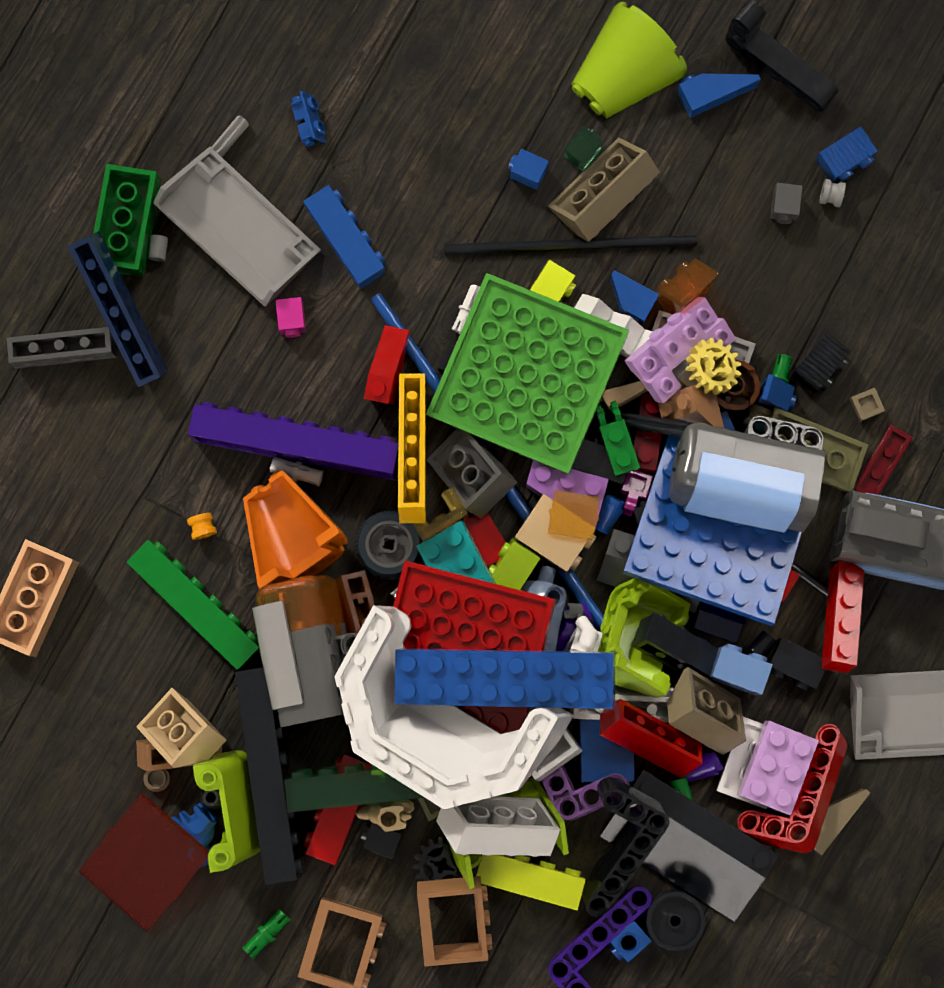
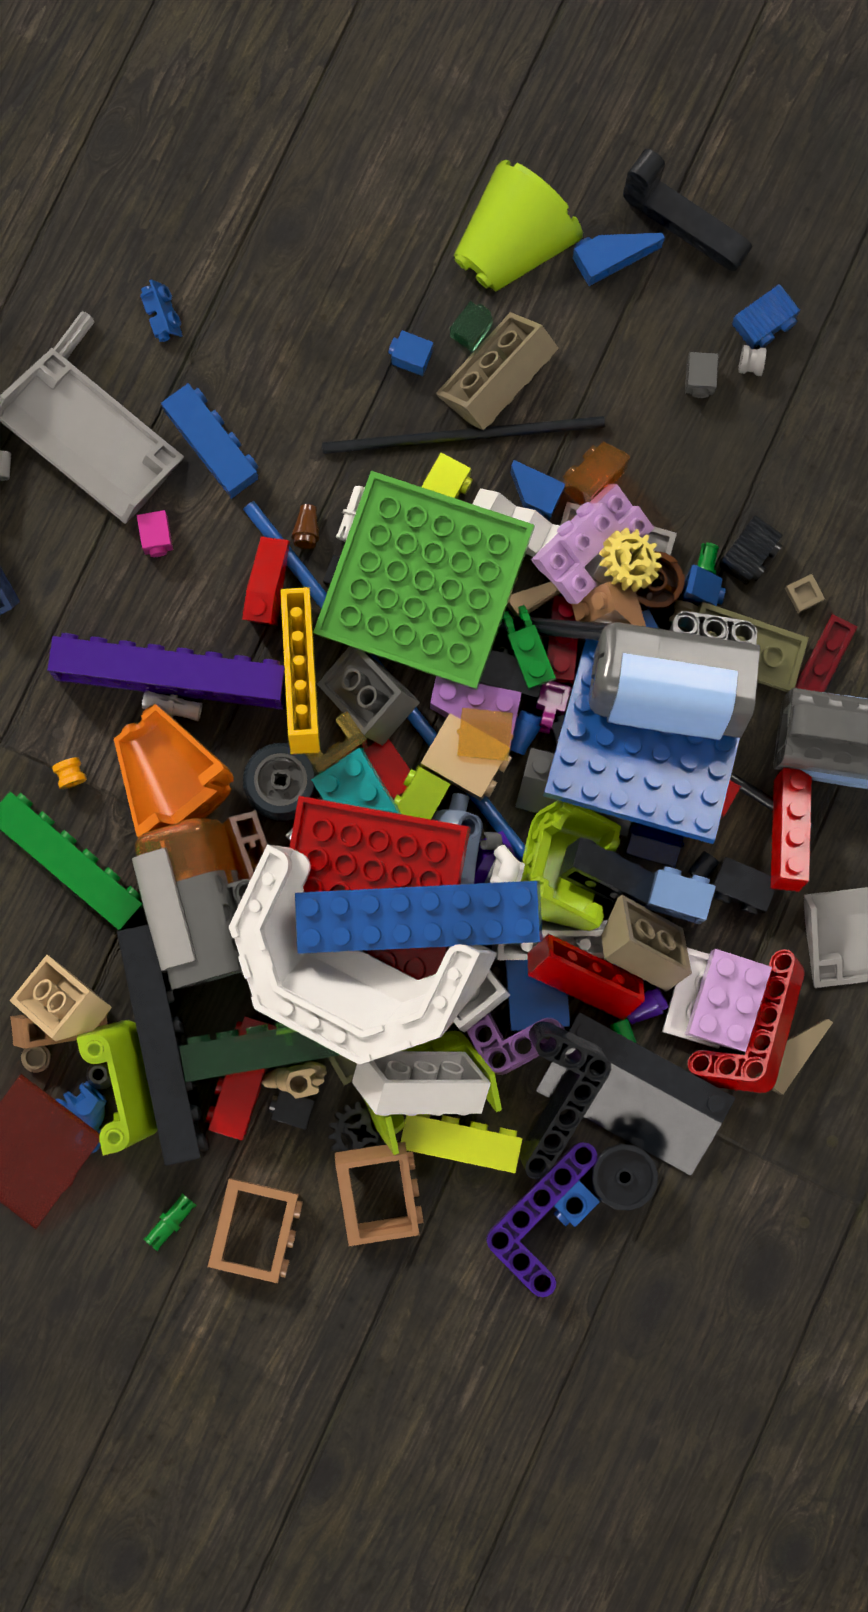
camera: 10 degrees left, 0 degrees up
(425, 320) = (306, 528): none -> reddish brown cone

